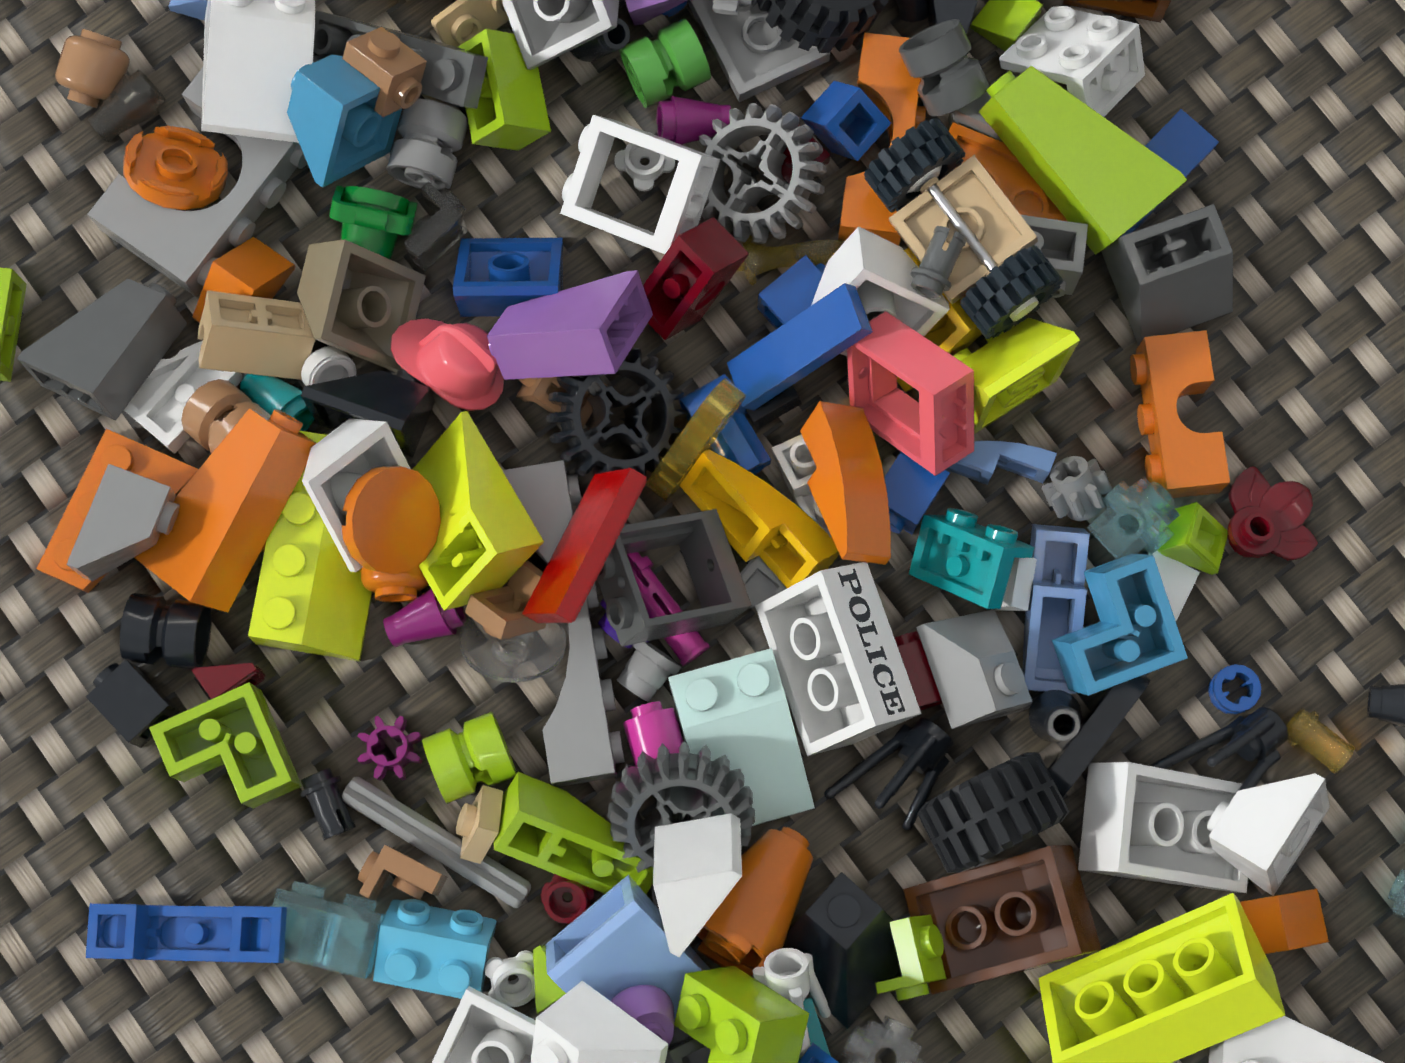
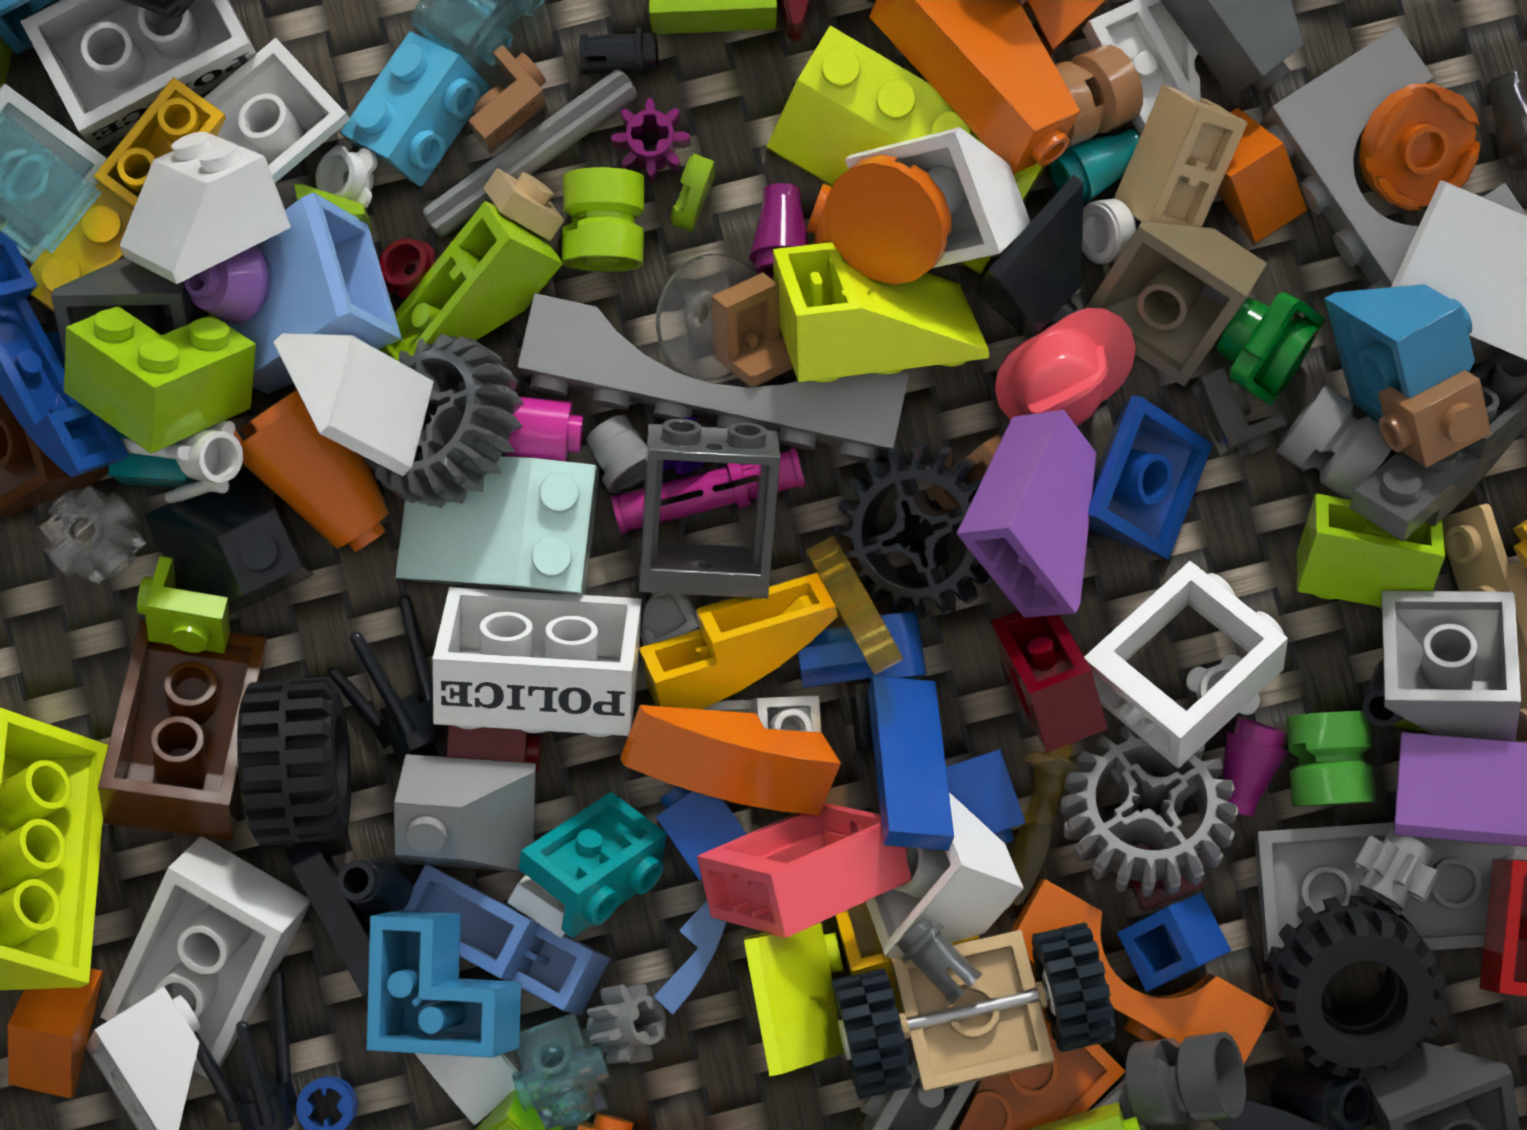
camera: 110 degrees right, 5 degrees up
(419, 699) = (697, 182): none -> lime tile
(585, 546) = (768, 420): red tile -> none

